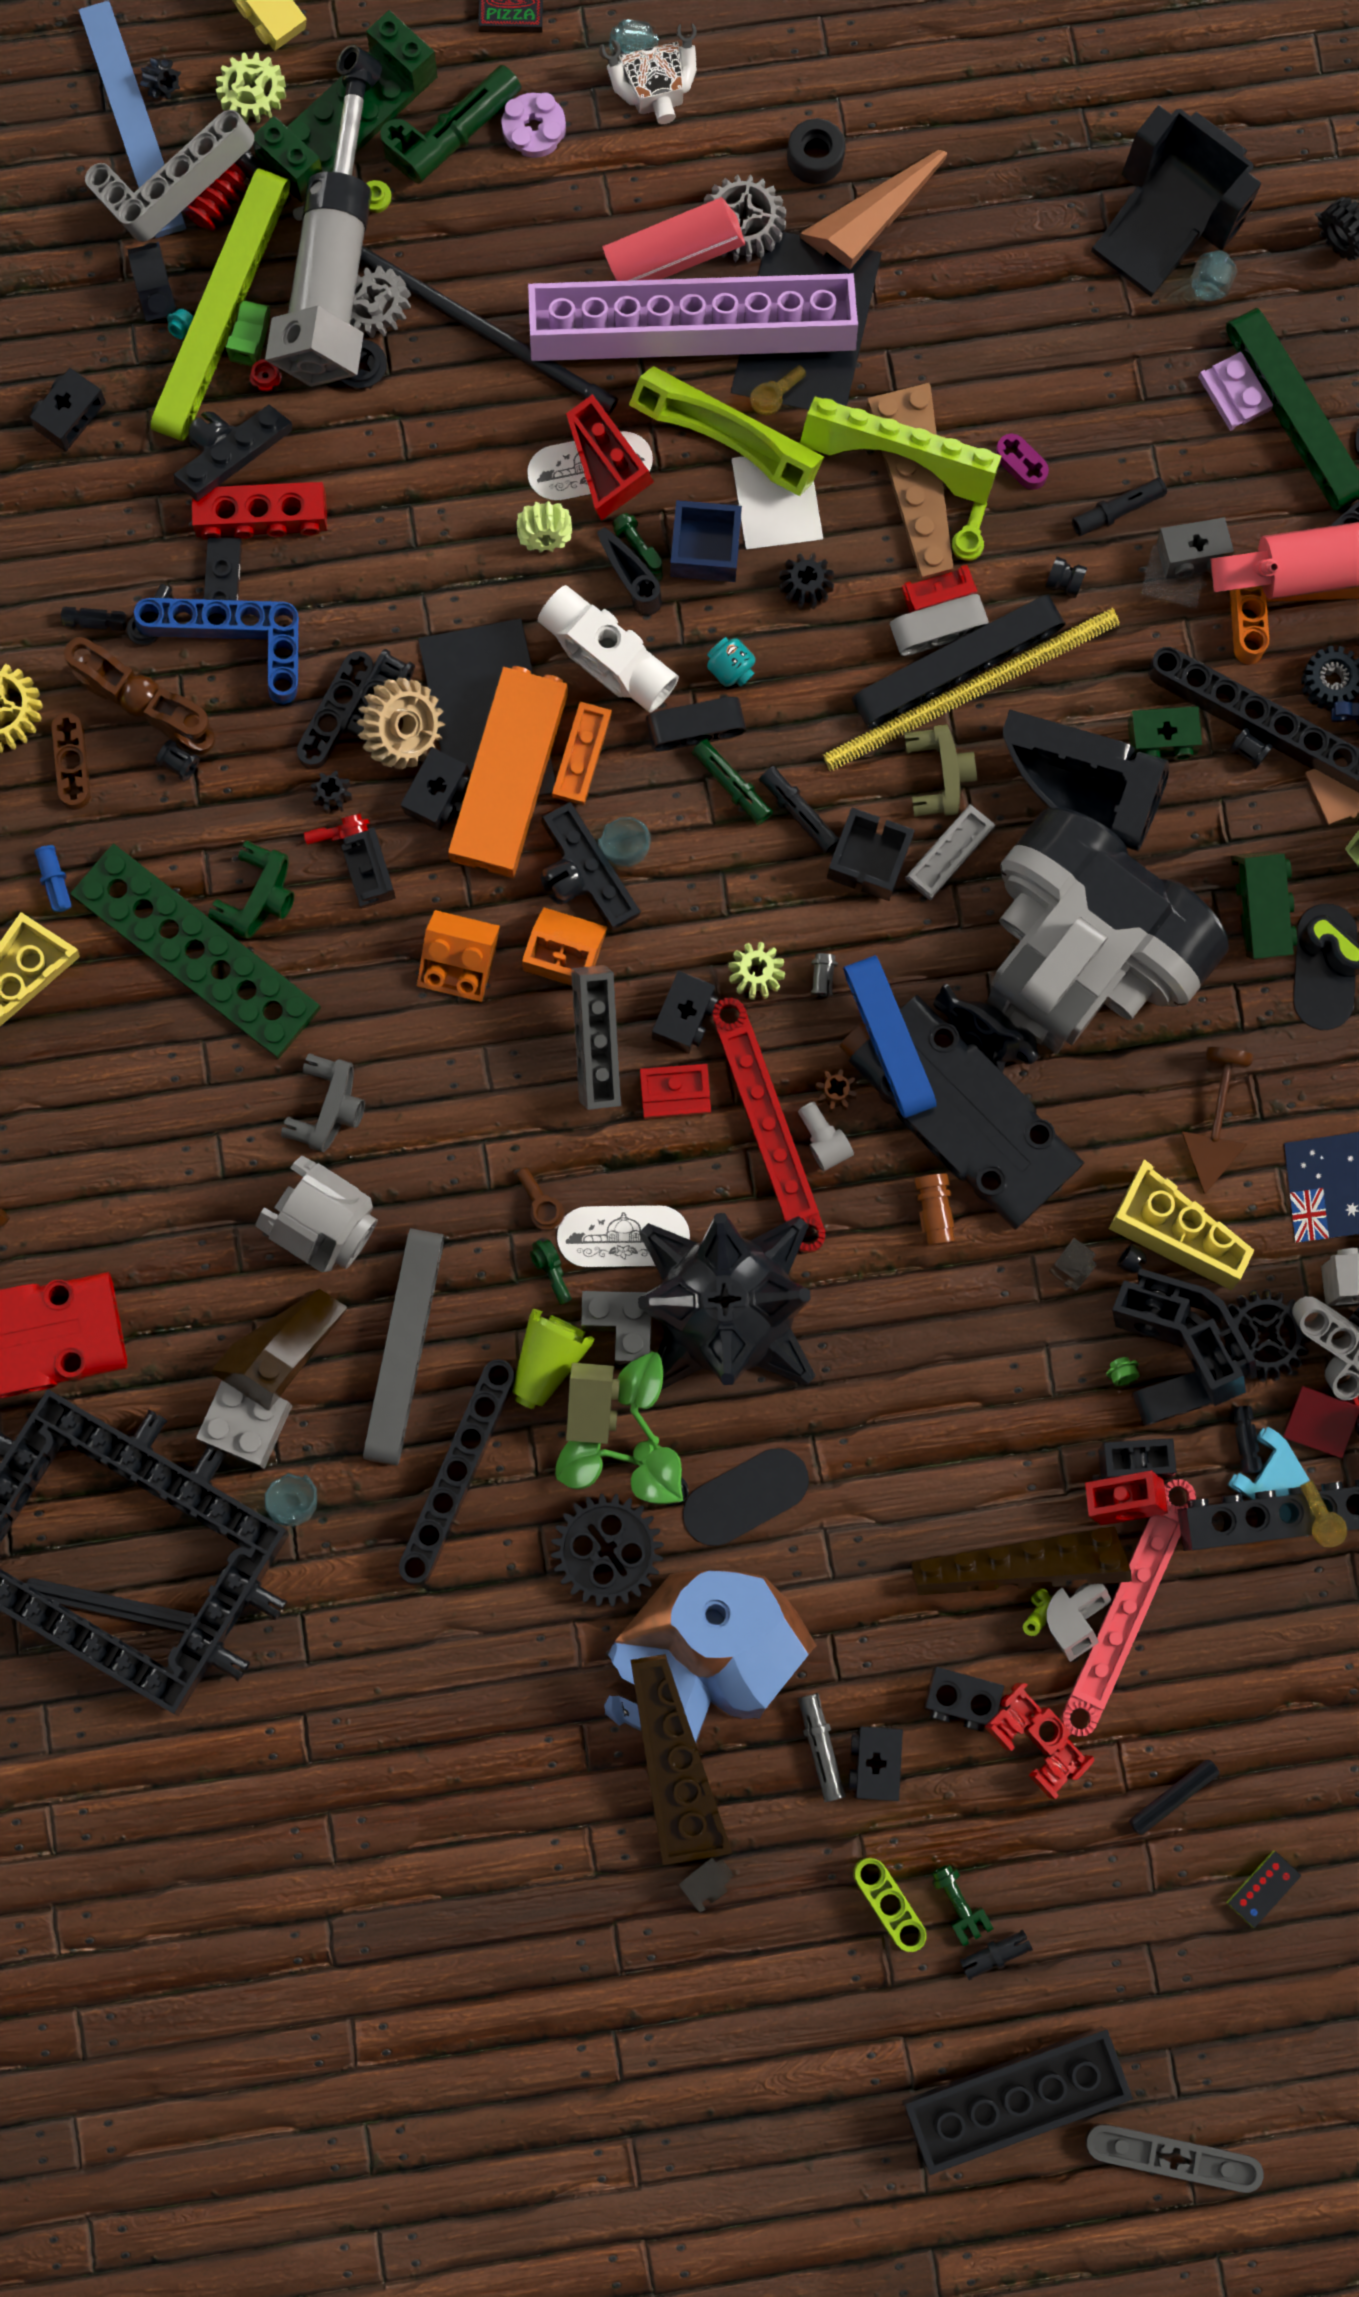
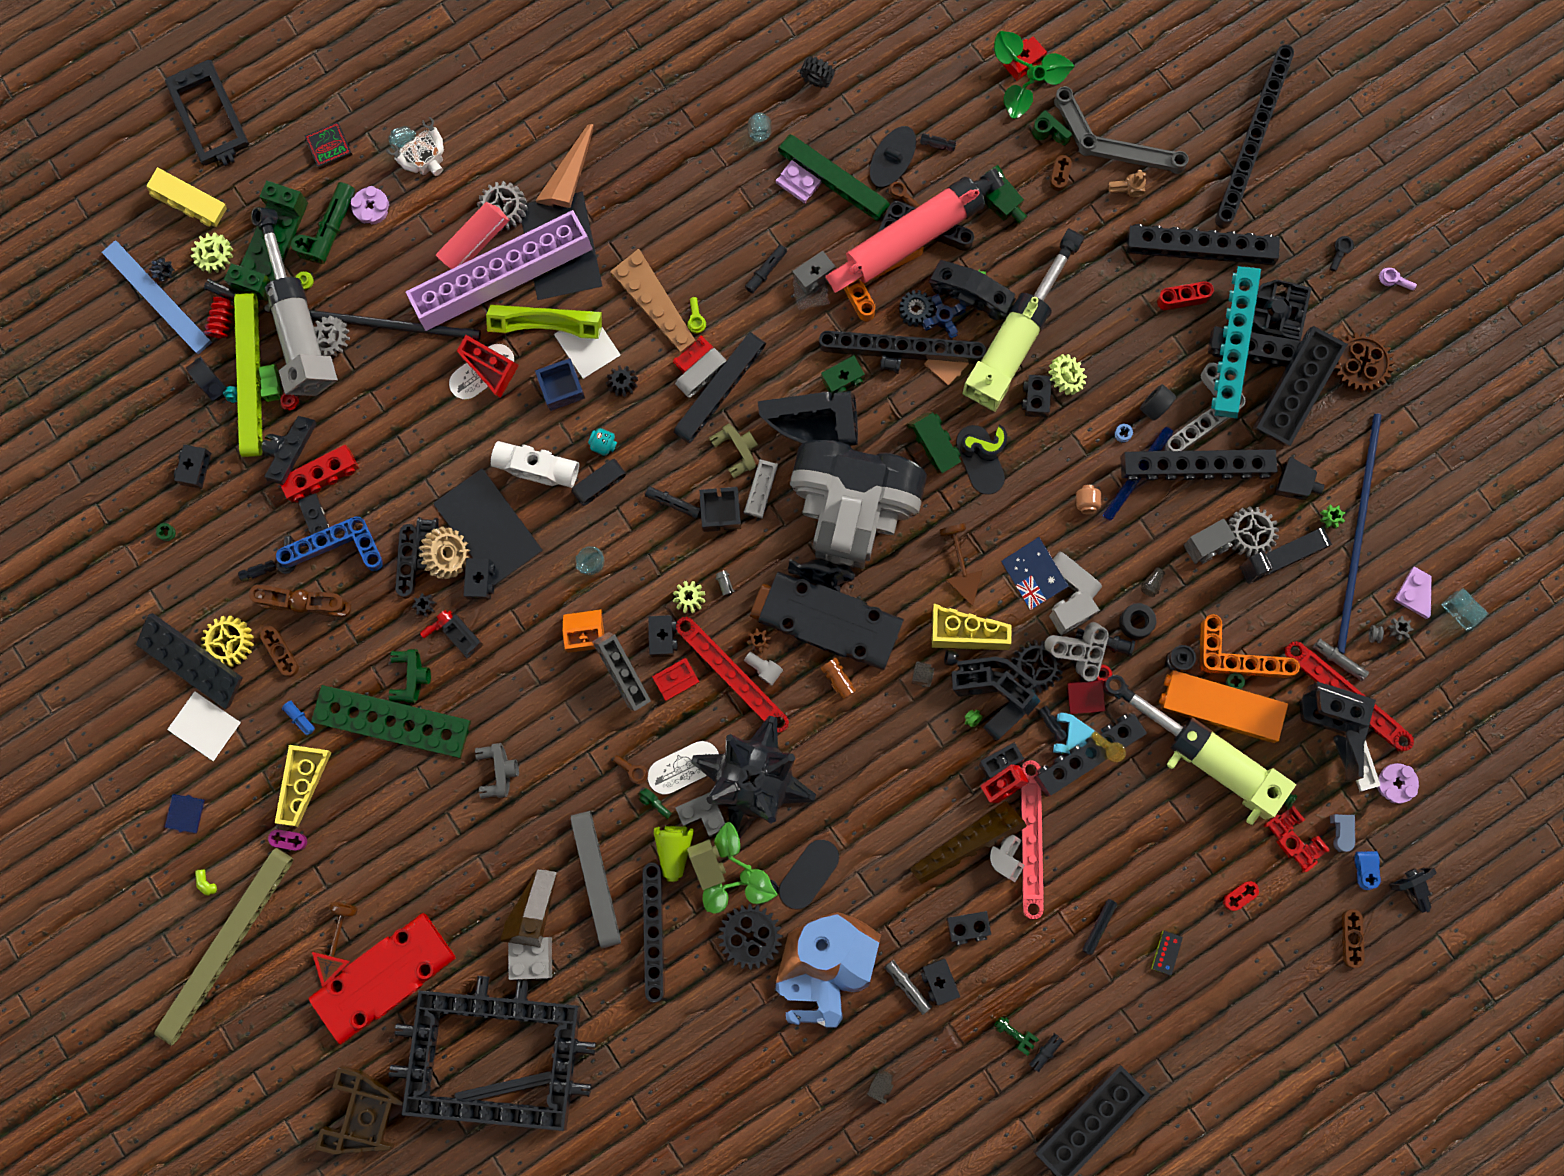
camera: 15 degrees left, 0 degrees up
(176, 182) = (195, 321): light grey beam -> none
(177, 760) = (335, 625): black bush -> none
(291, 1500) = (573, 987): clear light blue hair -> none
(321, 1219) = (522, 833): light grey piece -> none
(376, 364) = (345, 368): black gear -> none
(457, 955) = (530, 660): orange slope -> none
(508, 771) = (512, 552): orange brick -> none
(544, 526) = (472, 415): yellowish green gear -> none
(582, 753) = (546, 524): orange plate -> none
(584, 870) = (575, 585): black plate -> none
(626, 527) = (514, 395): dark green hinge -> none
(632, 573) = (529, 418): black piece -> none
(681, 1794) = (847, 1047): dark brown wing -> none
(758, 809) = (651, 512): dark green pin -> none
(767, 397) = (558, 294): clear yellow plate -> none
(821, 133) = (524, 143): black tyre -> none
(839, 428) = (601, 294): lime arch -> none
(890, 1036) = (773, 600): blue beam -> none
(902, 1917) = (989, 1055): lime beam -> none
(971, 688) = (732, 398): light yellow axle -> none
(1017, 1719) = (1032, 931): red piece -> none
(1025, 459) = (706, 264): magenta beam -> none
(1038, 1617) = (988, 868): lime arm -> none
(1066, 577) = (755, 318): black wheel -> none
(1187, 186) = (725, 87): black piece -> none
(1208, 2165) = (1204, 1109): dark grey piece -> none

